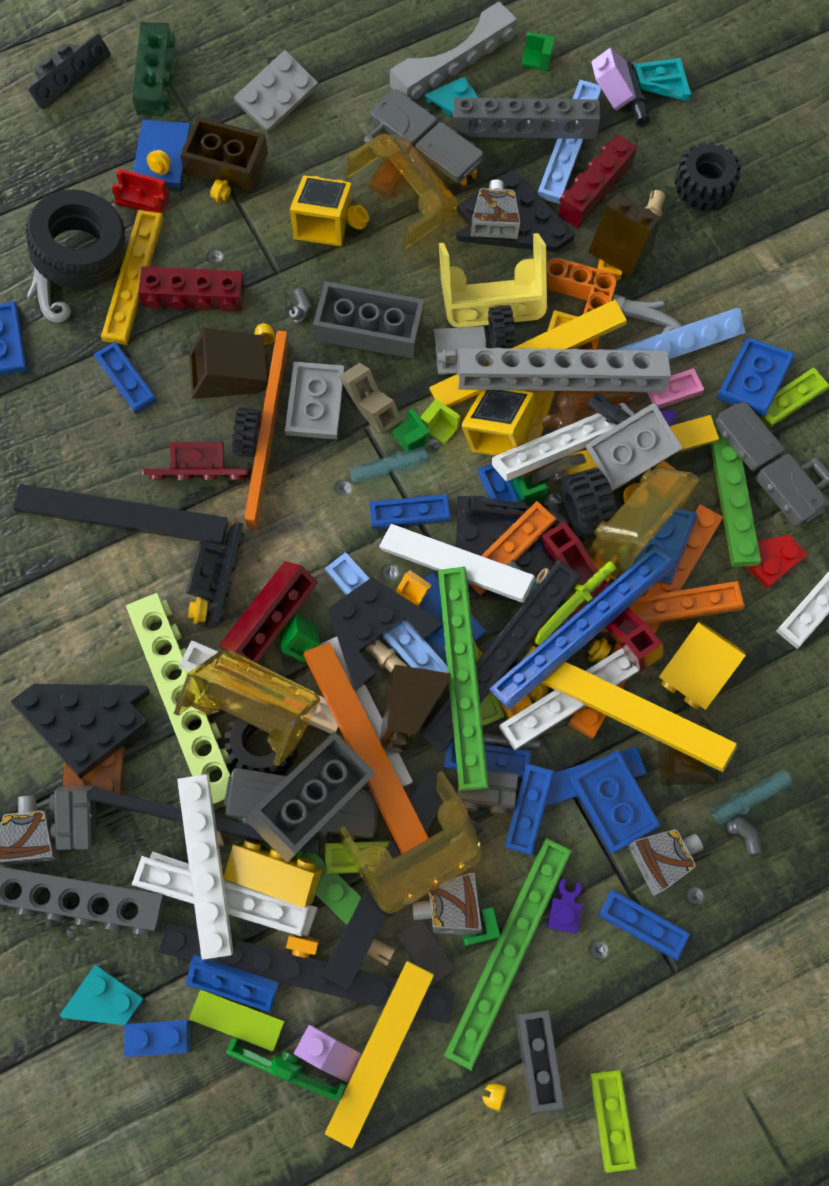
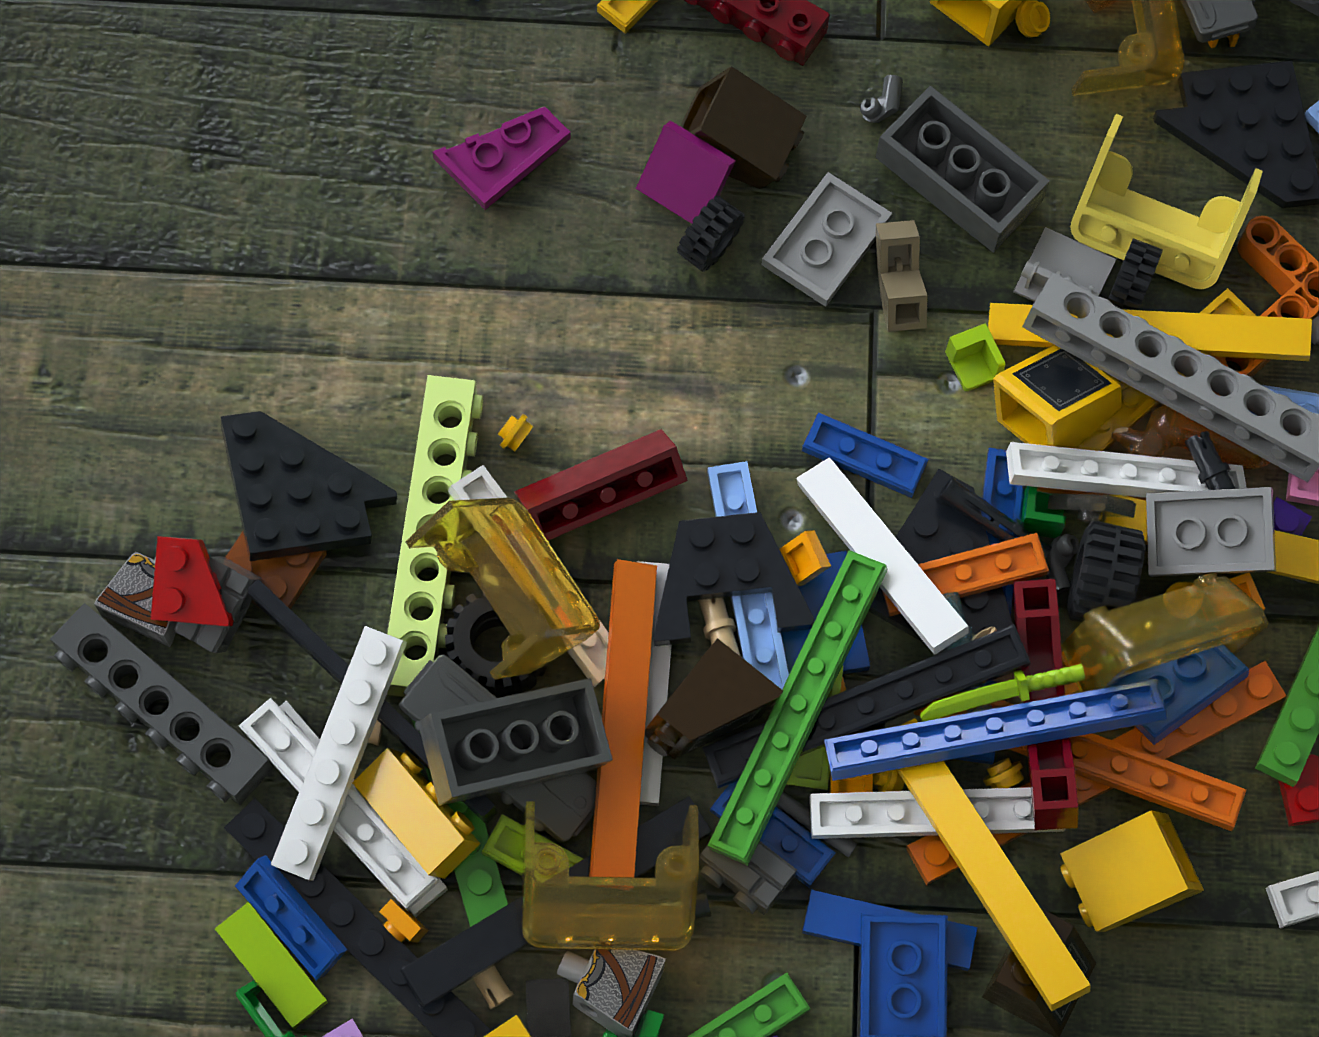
camera: 30 degrees right, 0 degrees up
(48, 817) = (186, 585): none -> red wing
(95, 454) = (500, 159): none -> magenta wing
(103, 1000) = (127, 846): teal wing -> none
(121, 514) = (491, 255): black tile -> none
(125, 377) = (597, 76): blue tile -> none
(158, 1038) = (166, 928): blue brick -> none
(196, 459) = (625, 234): dark red bracket -> none
(210, 405) = (684, 172): none -> magenta tile
(212, 573) = (561, 393): black bracket -> none
(266, 431) = (739, 244): orange tile -> none
(267, 332) = (816, 114): yellow hinge -> none
(298, 637) = (622, 537): green panel -> none
(396, 462) = (873, 377): clear light blue pin -> none
(412, 432) = (928, 353): green panel -> none
(496, 212) = (1223, 110): torso -> none
(529, 809) = (786, 924): blue tile -> none

